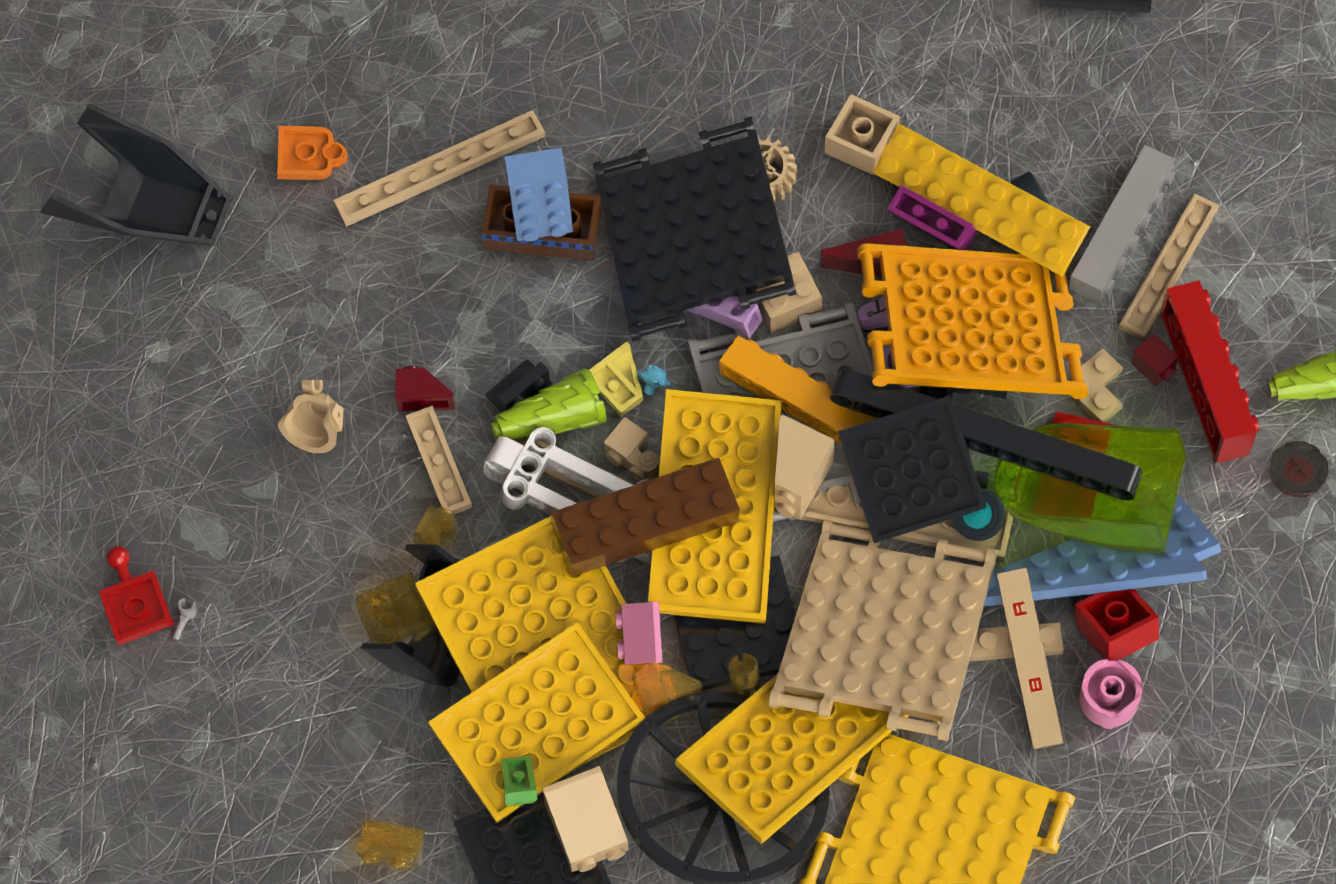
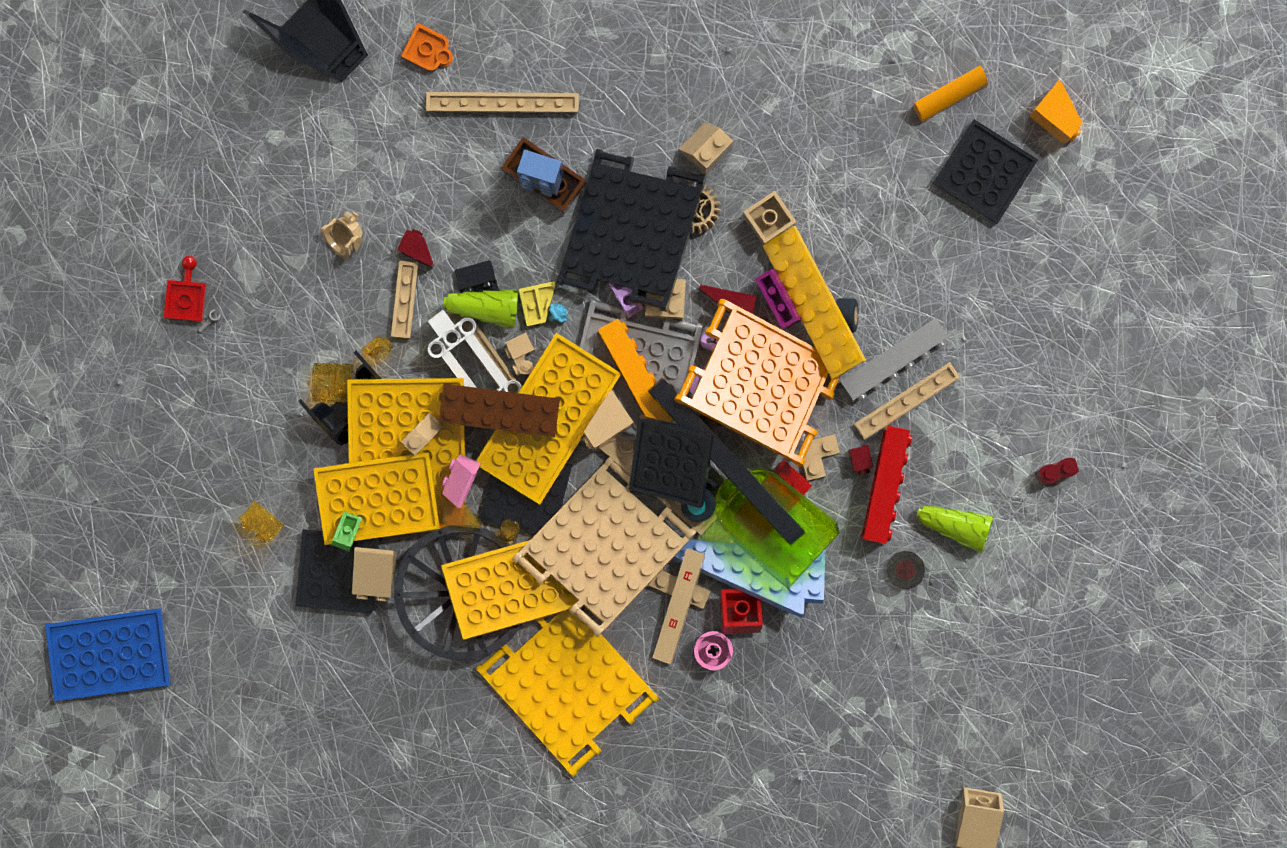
camera: 20 degrees right, 20 degrees up
(554, 603) = (422, 434): none -> tan slope
(735, 89) = (706, 147): none -> tan slope

